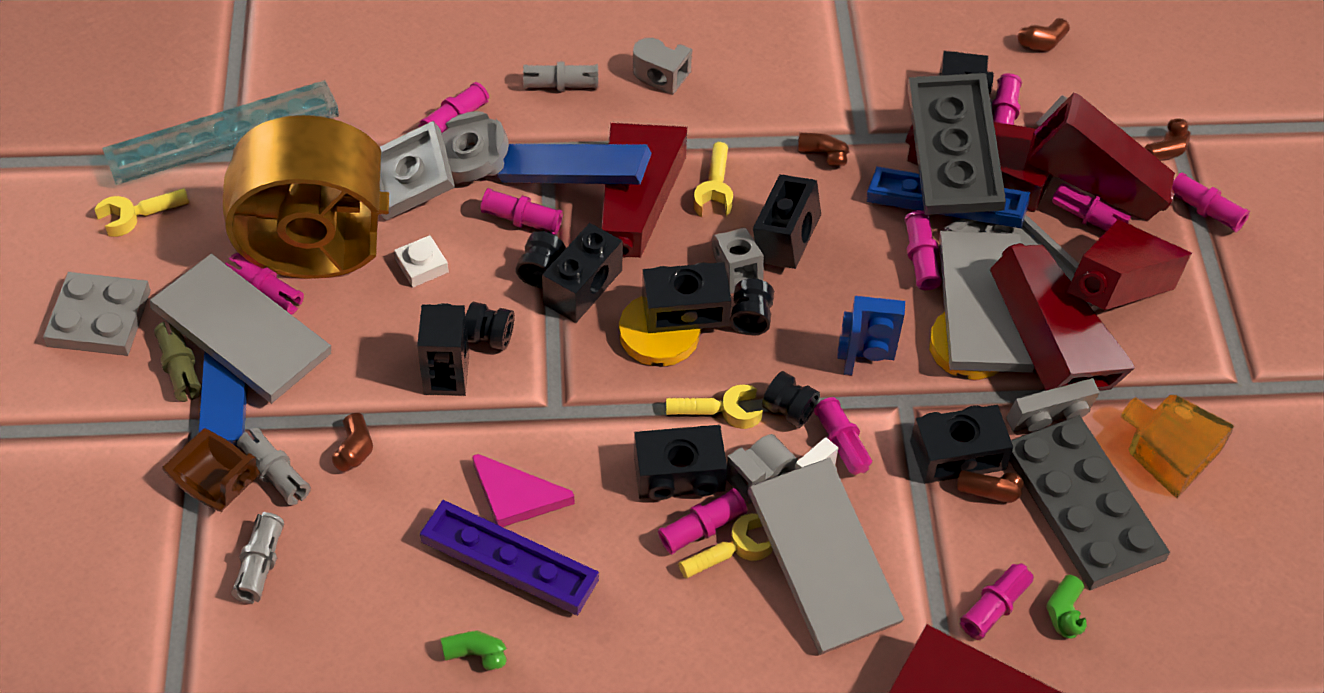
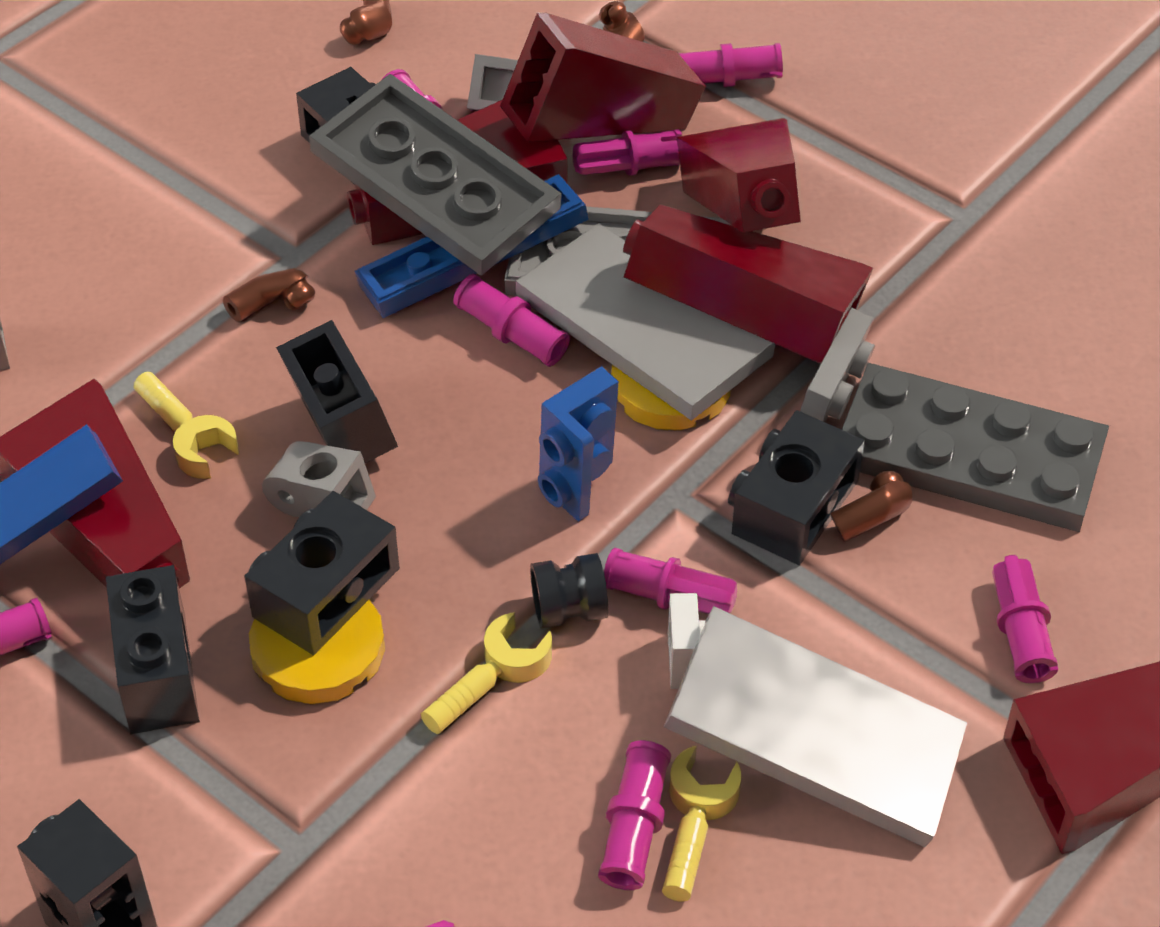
camera: 45 degrees left, 5 degrees down
(489, 325) = (112, 800): black wheel -> none
(540, 252) = (74, 674): black wheel -> none
(696, 447) = (539, 734): black brick -> none
(752, 306) = (418, 529): black wheel -> none
(761, 462) = (624, 691): light grey leg -> none
(1061, 608) = (1082, 571): bright green arm -> none
(1175, 440) = (983, 314): clear yellow torso -> none

